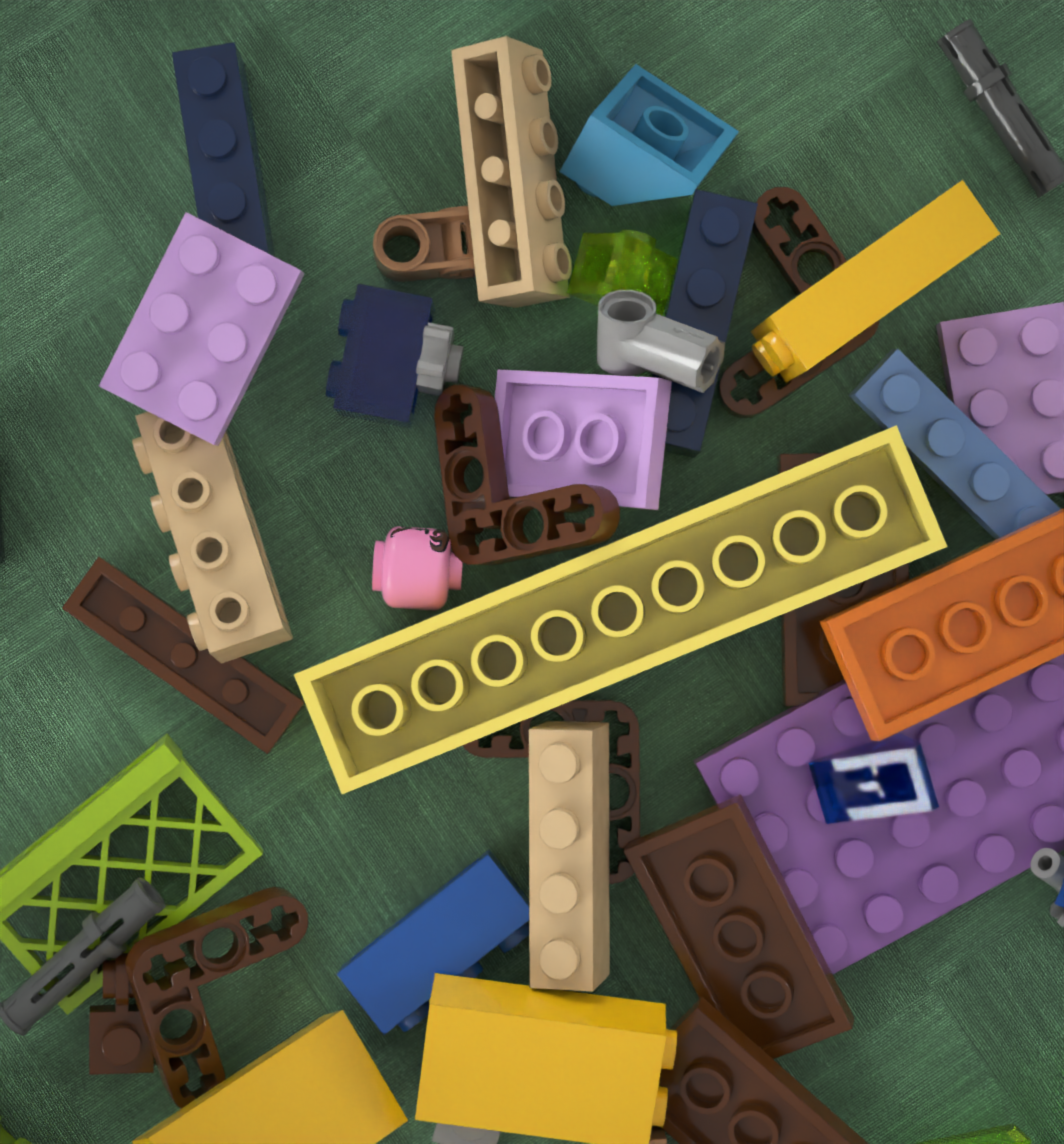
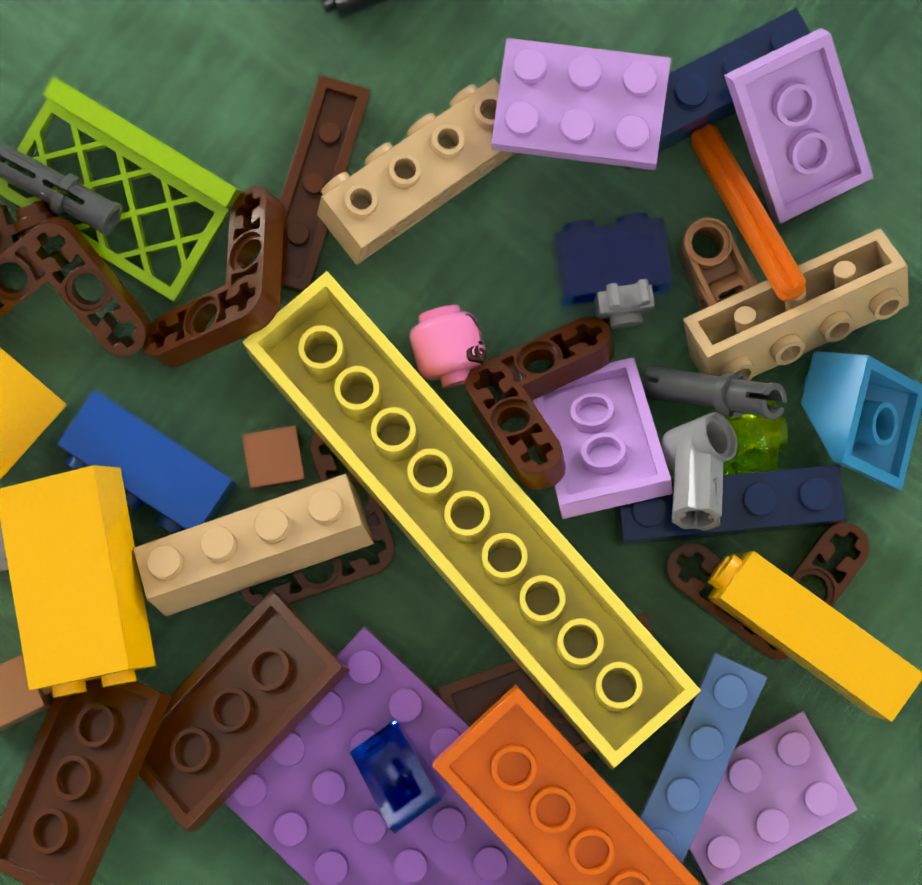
camera: 70 degrees right, 5 degrees down
(211, 738) = (249, 293): none -> reddish brown beam
(305, 96) = (799, 125): none -> lavender plate
(383, 188) = (748, 213): none -> orange axle
(473, 800) = (273, 457): none -> nougat tile
(582, 281) = (728, 394): none -> dark grey pin

